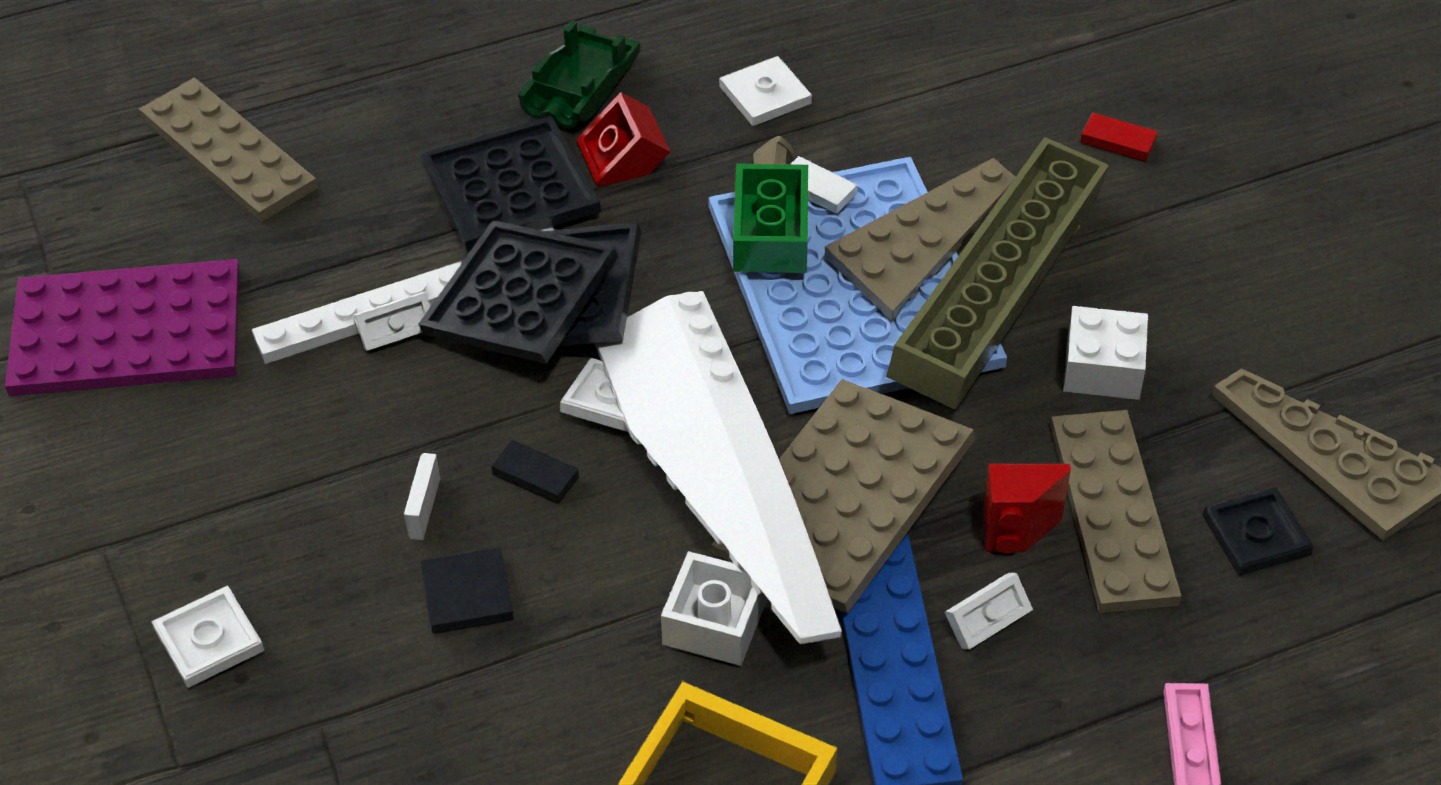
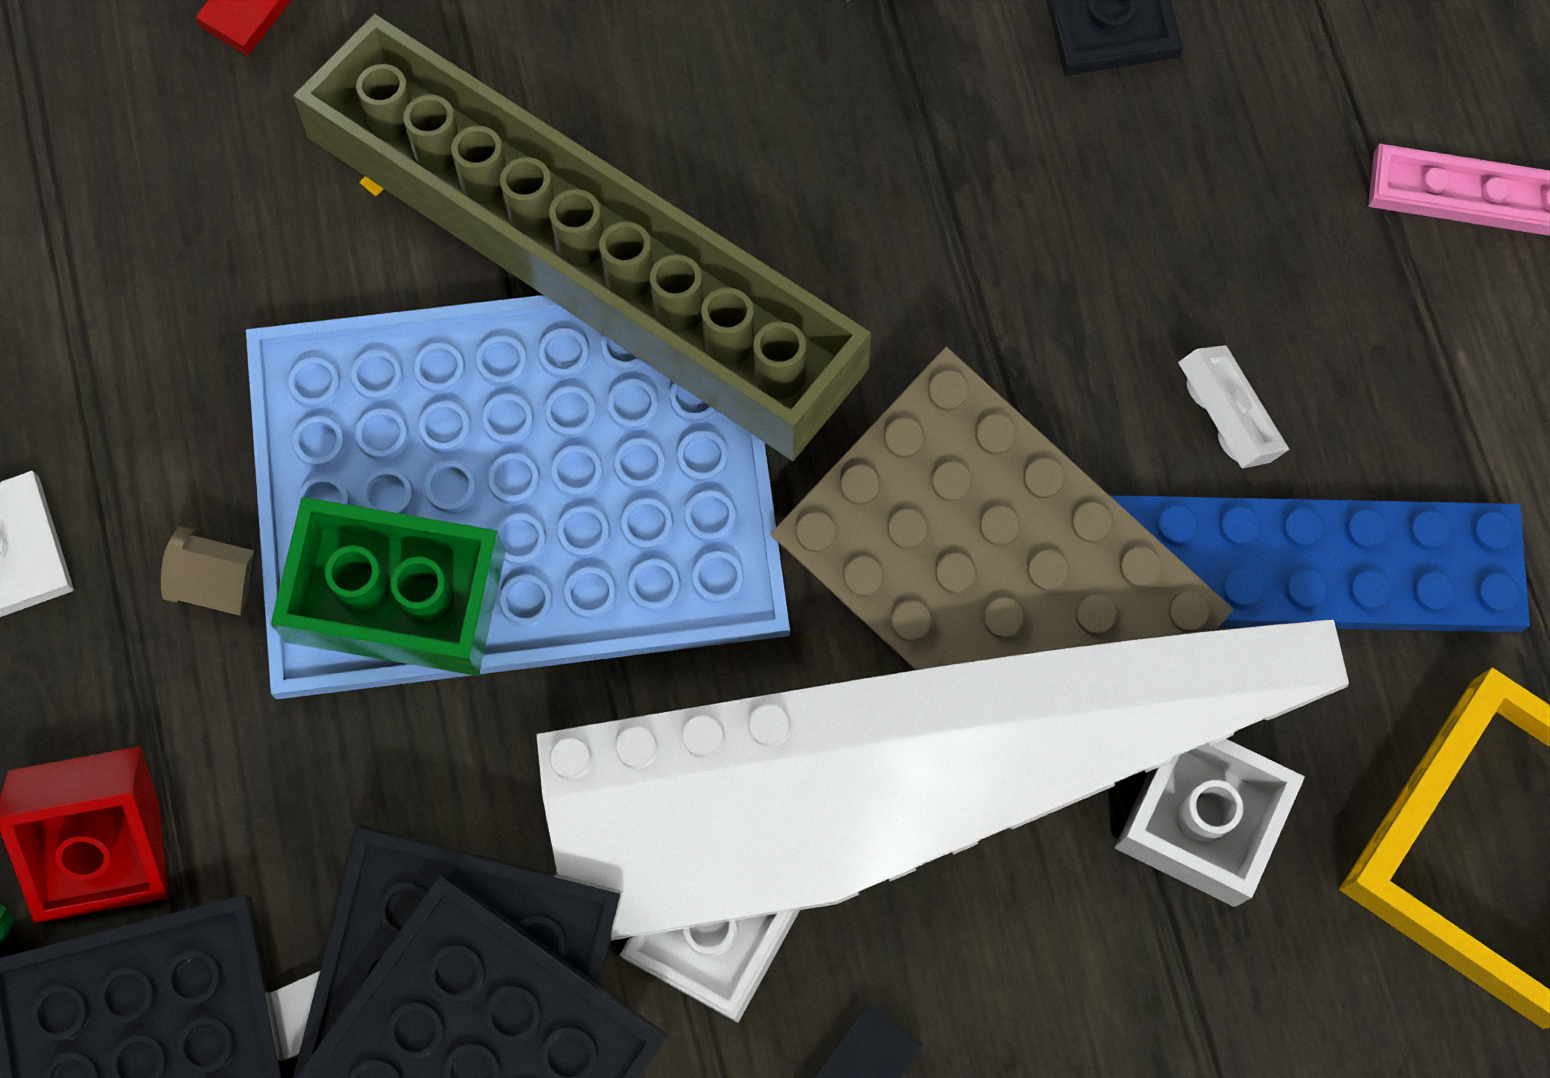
camera: 85 degrees left, 25 degrees up
(826, 187) = (270, 508): white tile -> none
(914, 241) = (471, 374): dark tan wing -> none
(1022, 504) = (1074, 315): red slope -> none
(1106, 352) = (755, 124): white brick -> none
(1115, 512) = (1047, 192): dark tan plate -> none

